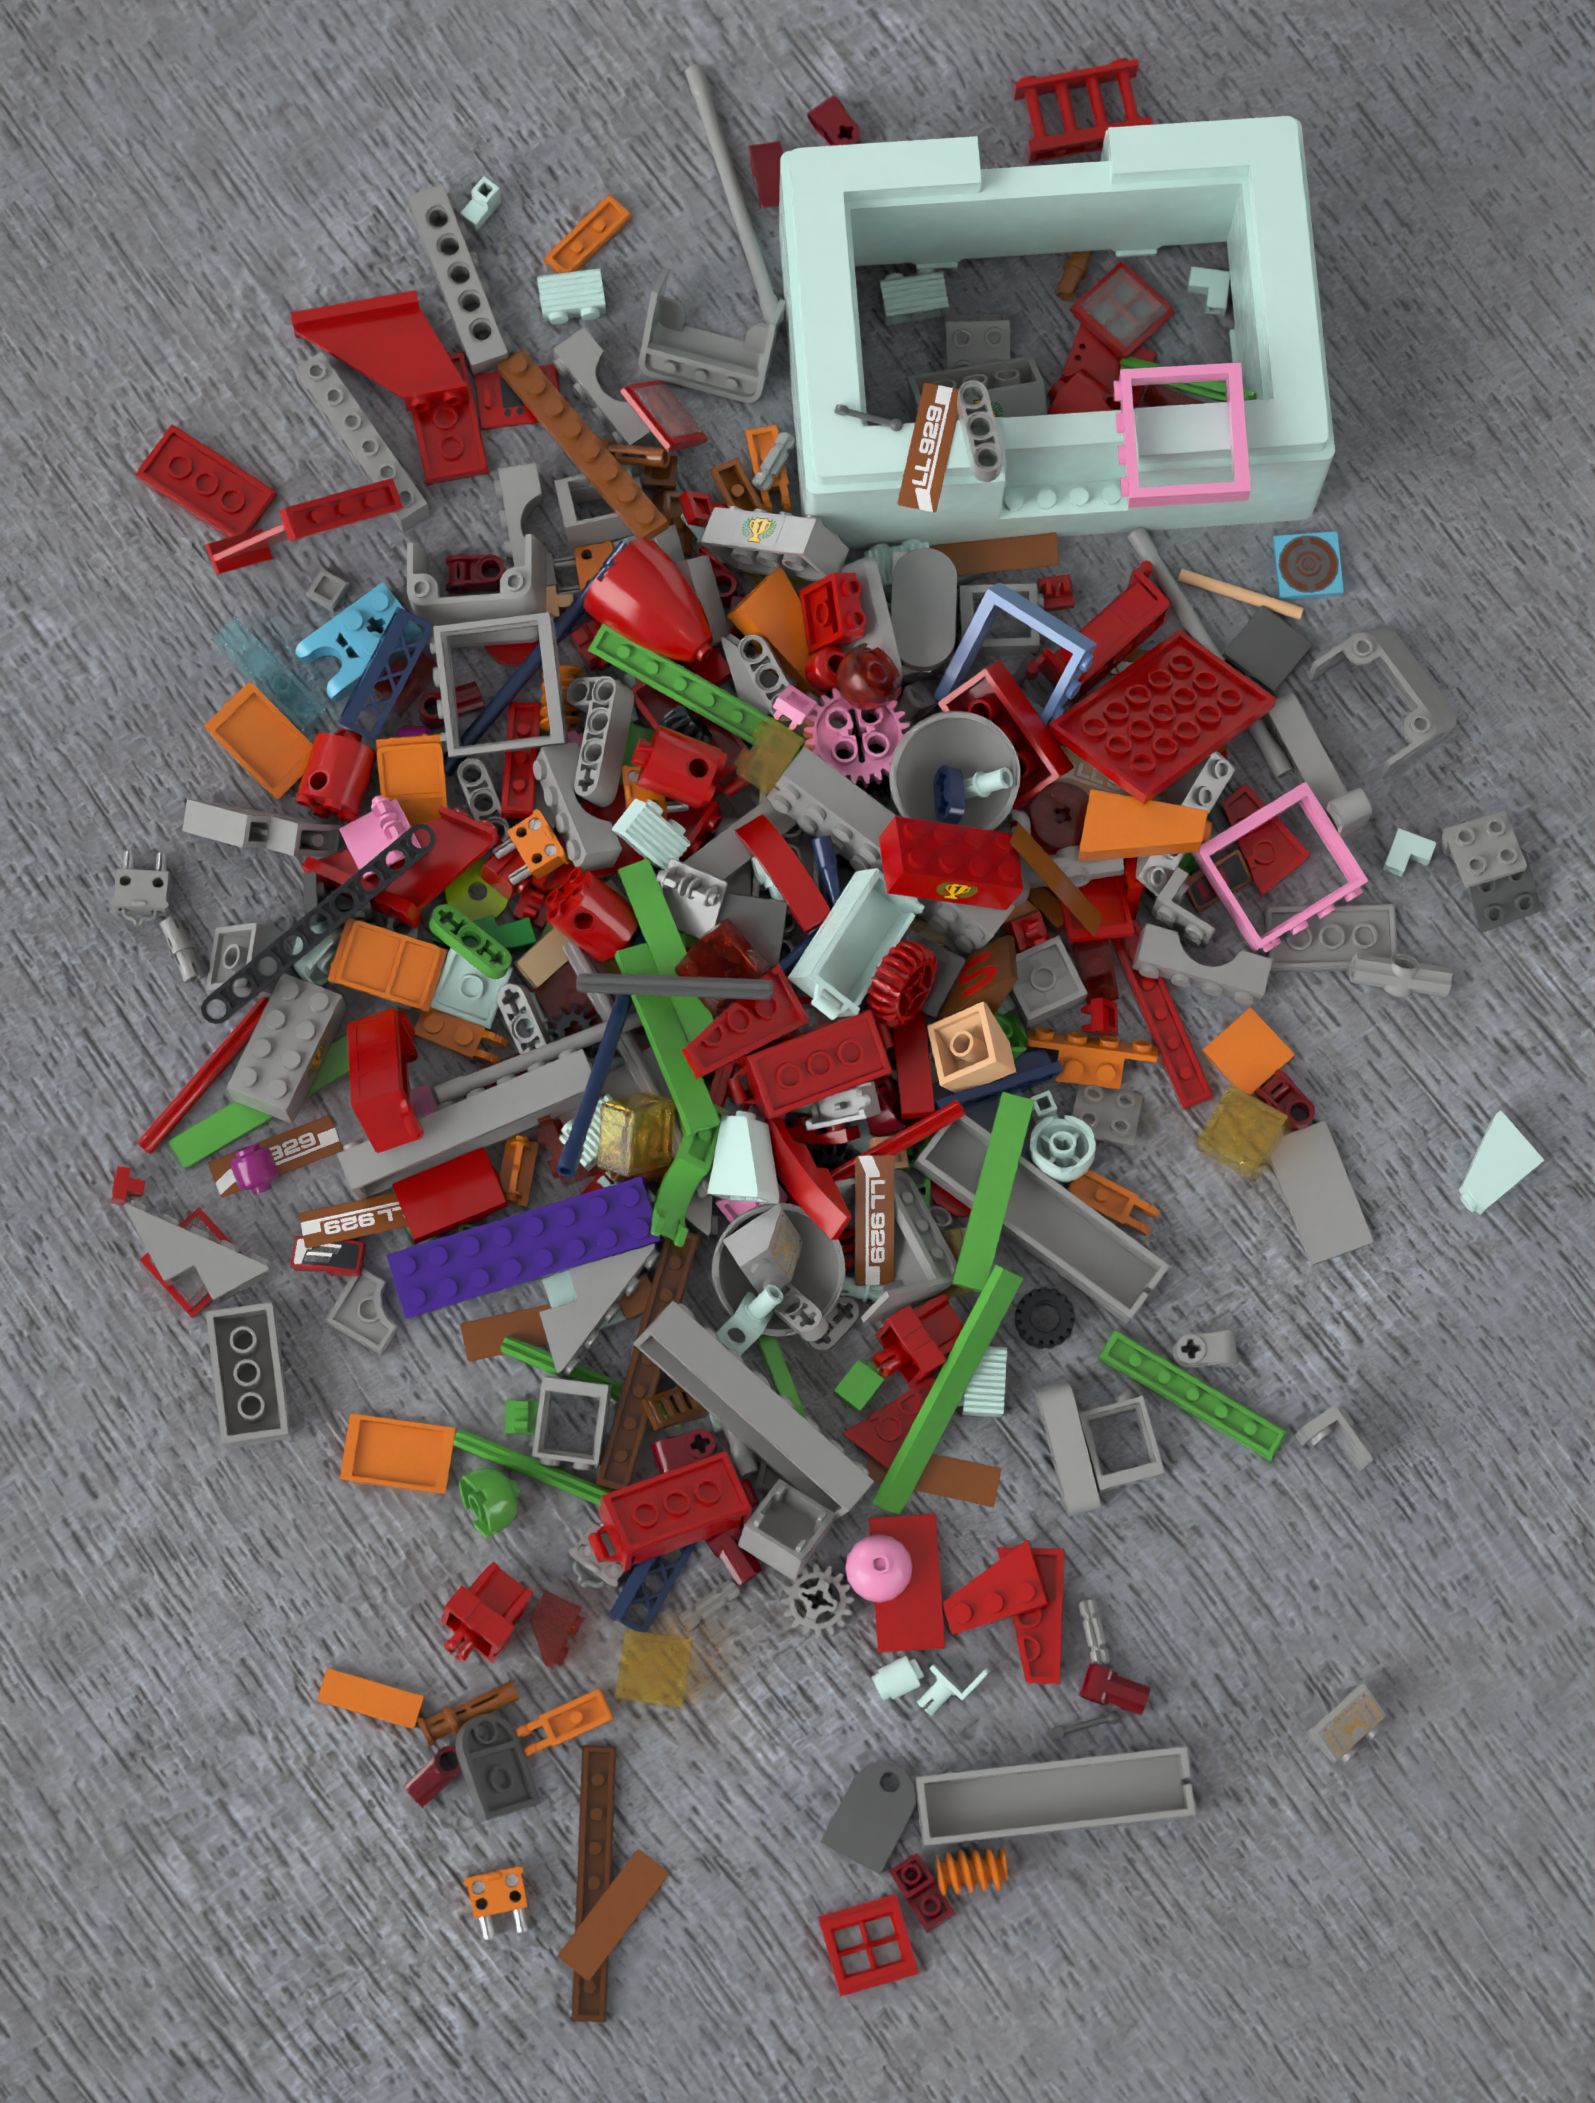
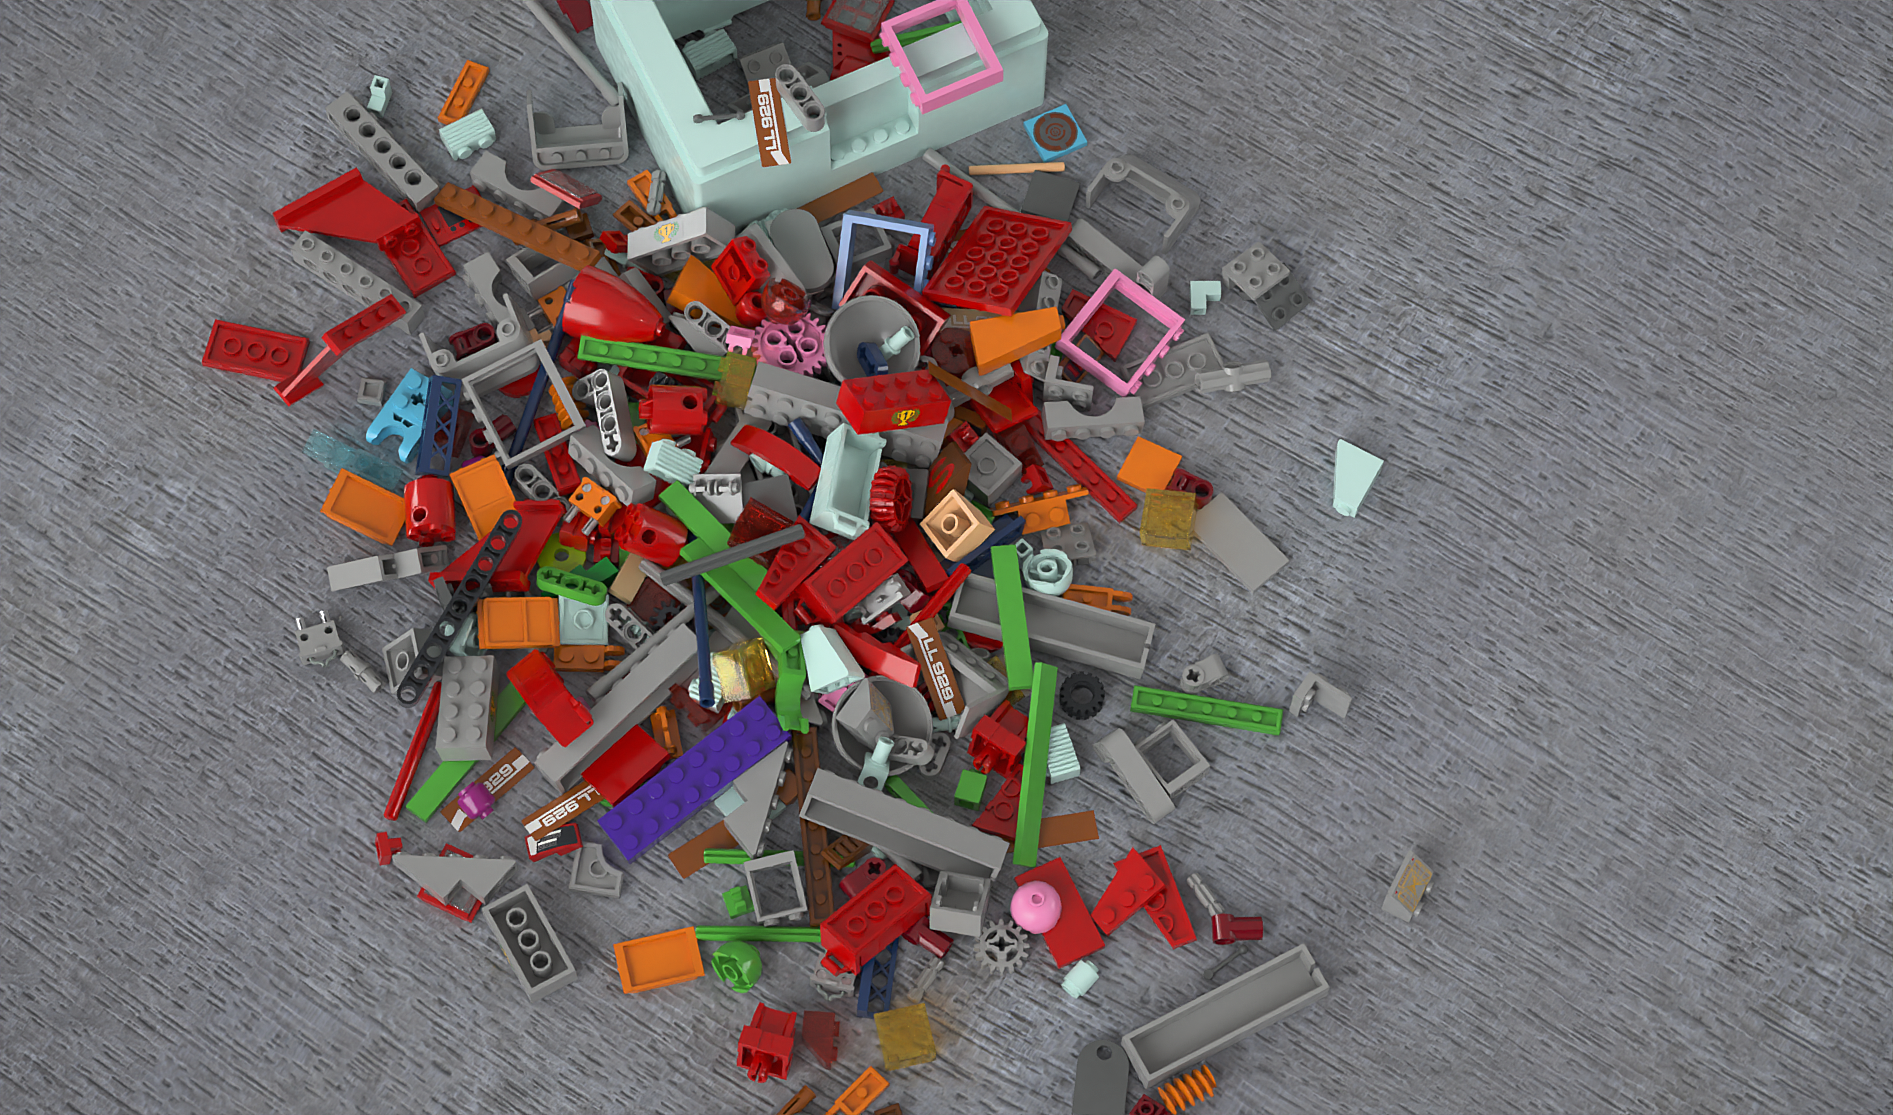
camera: 20 degrees left, 10 degrees down
(376, 831) = (472, 537): bright pink hinge -> none
(944, 1688) = (1117, 971): light aqua bracket -> none

